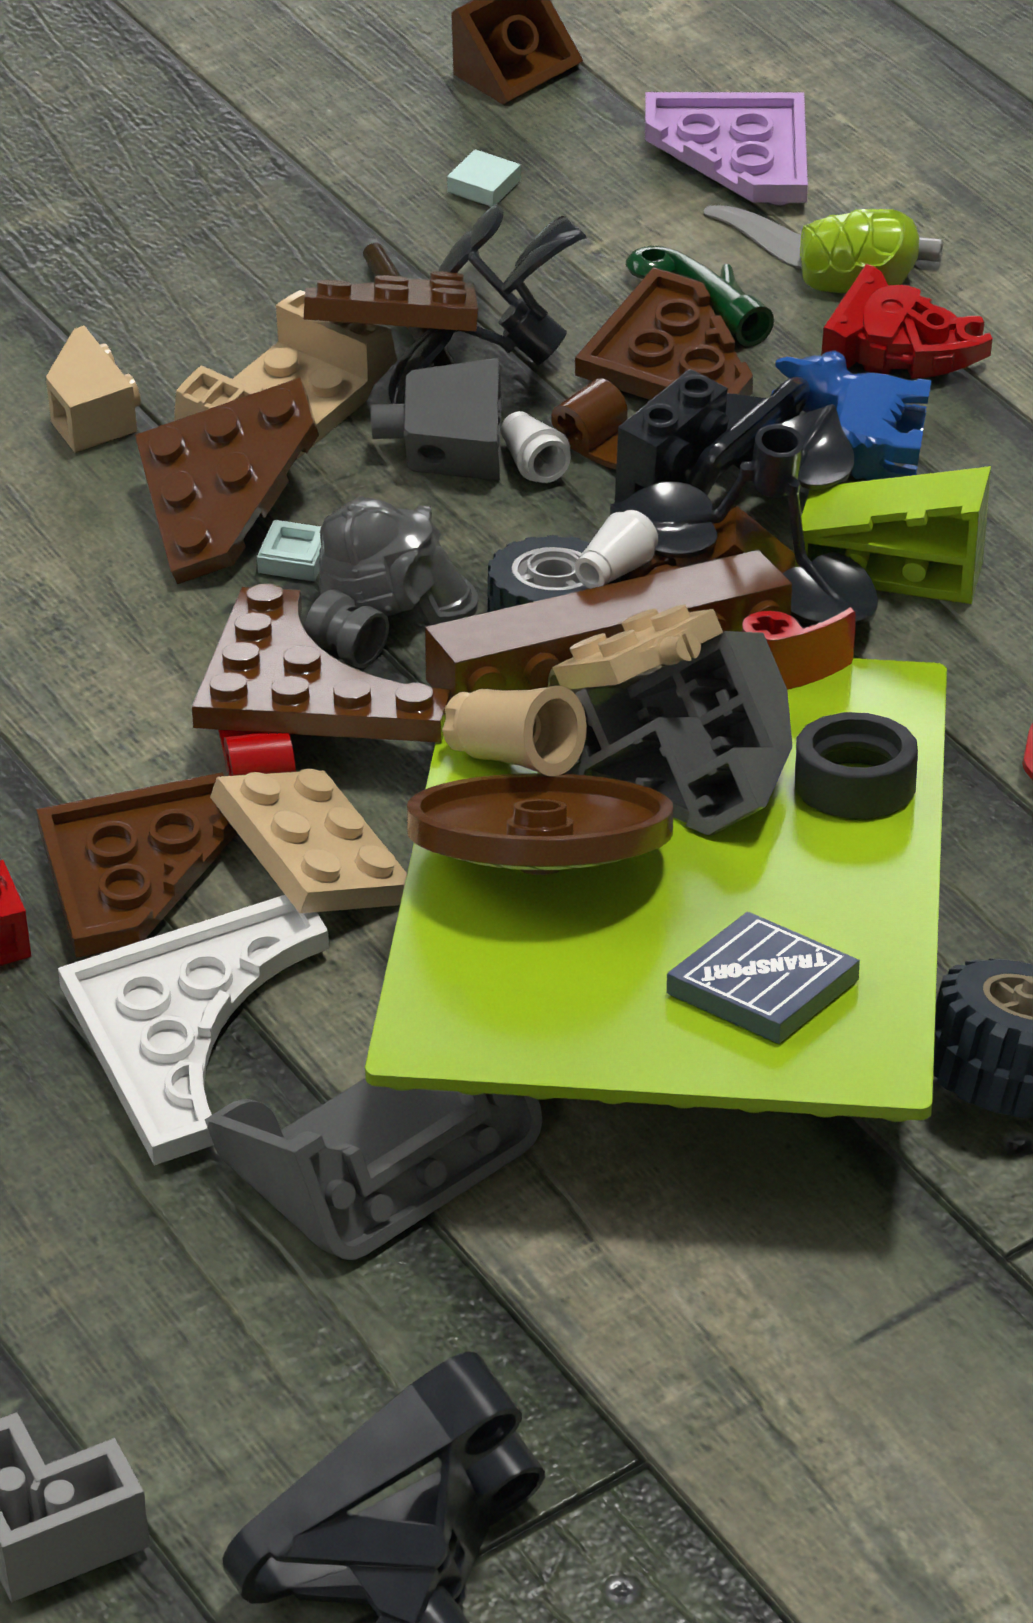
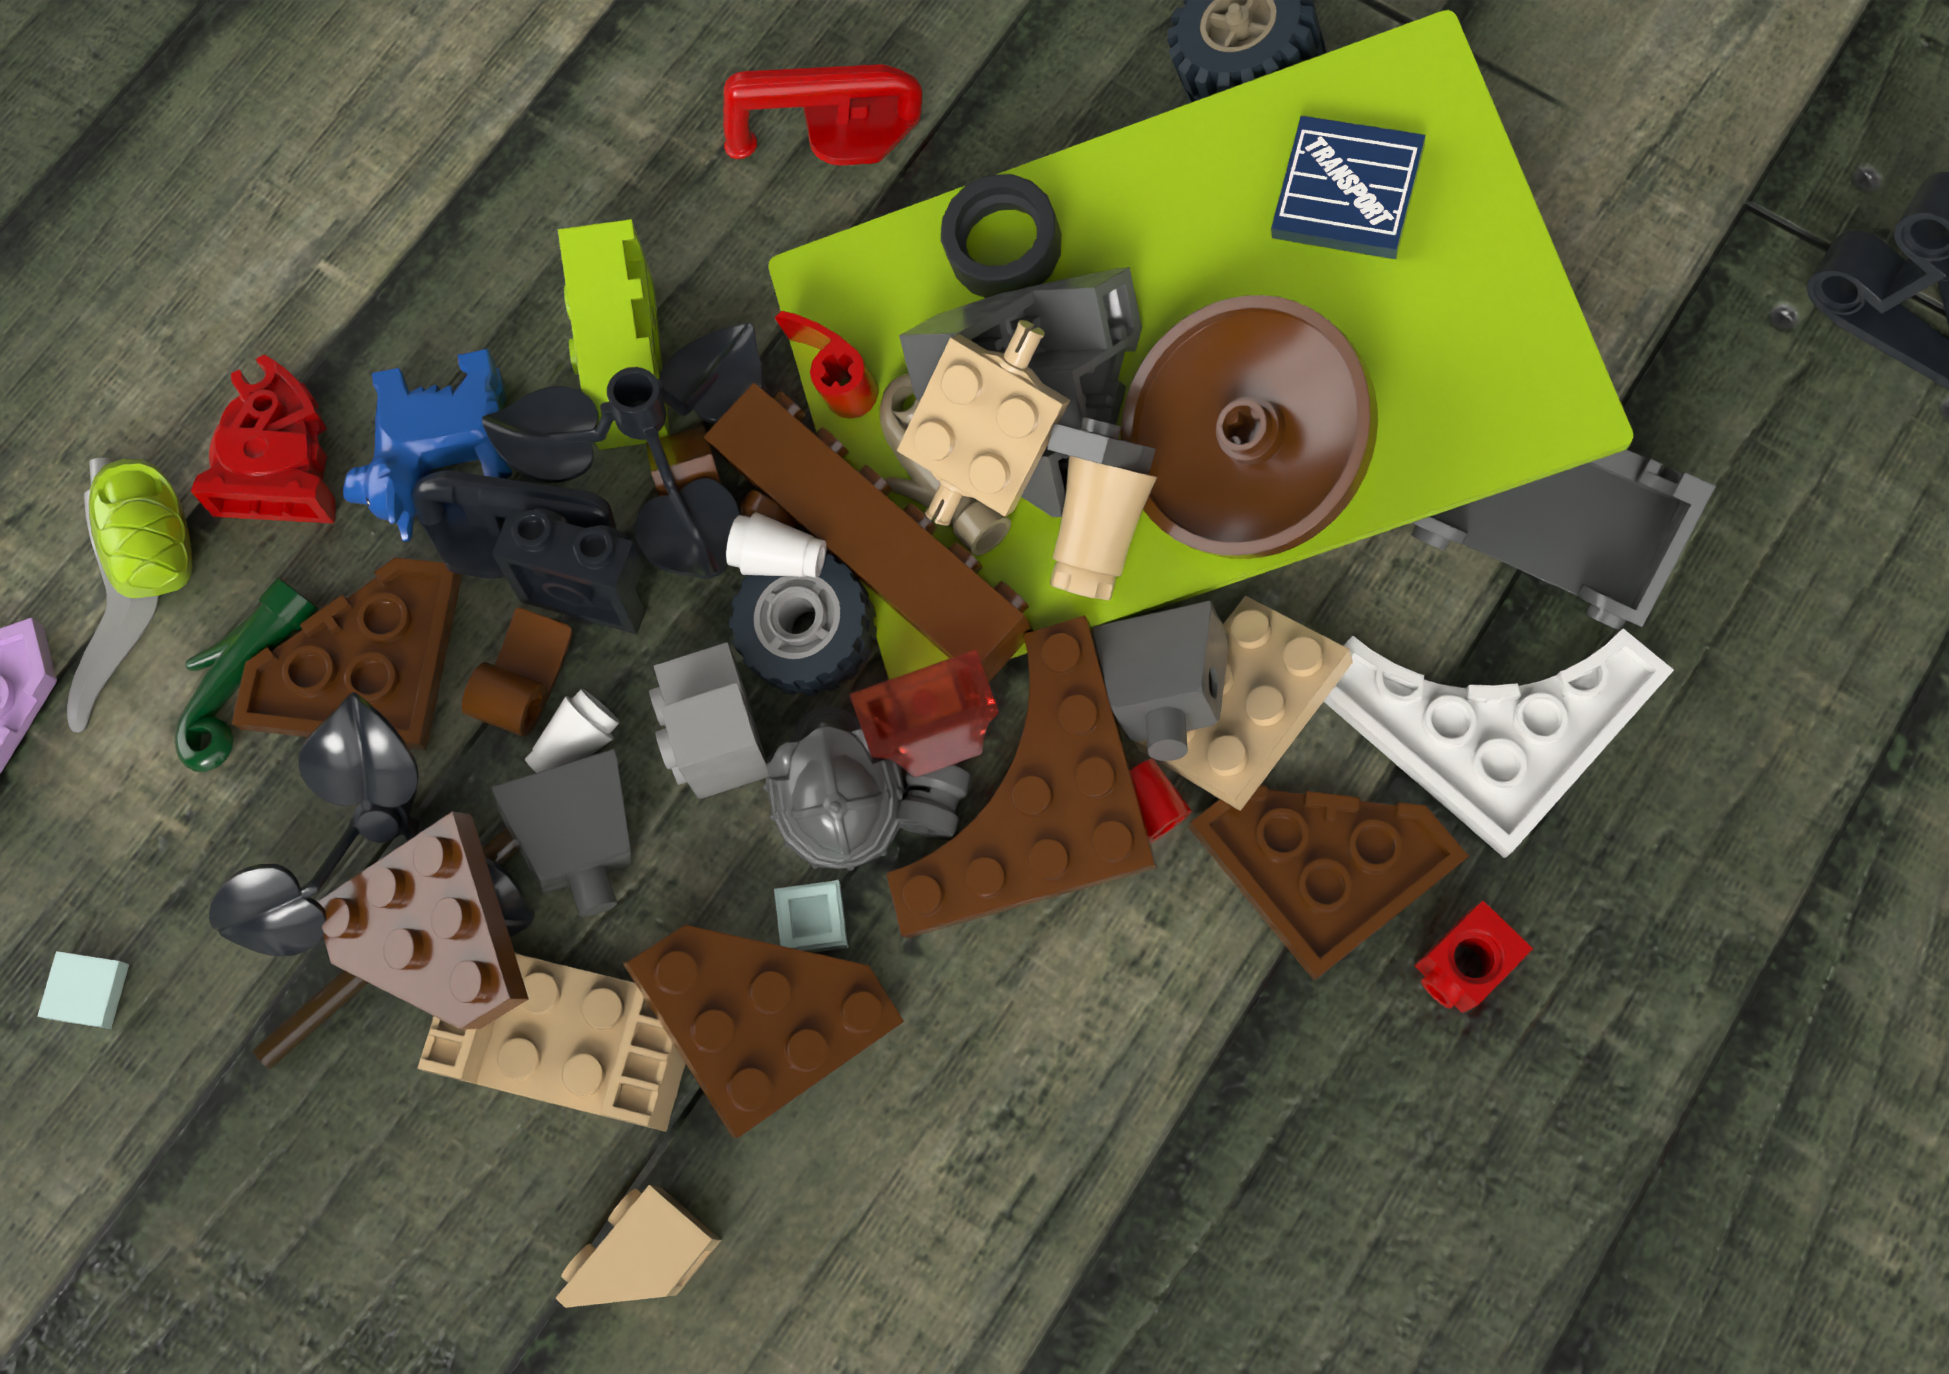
camera: 110 degrees left, 30 degrees up
(355, 767) = (1165, 674): none -> dark grey torso
(410, 584) = (928, 714): none -> clear red slope
(477, 506) = (708, 722): none -> light grey brick
(567, 709) = (1100, 444): none -> dark grey plate

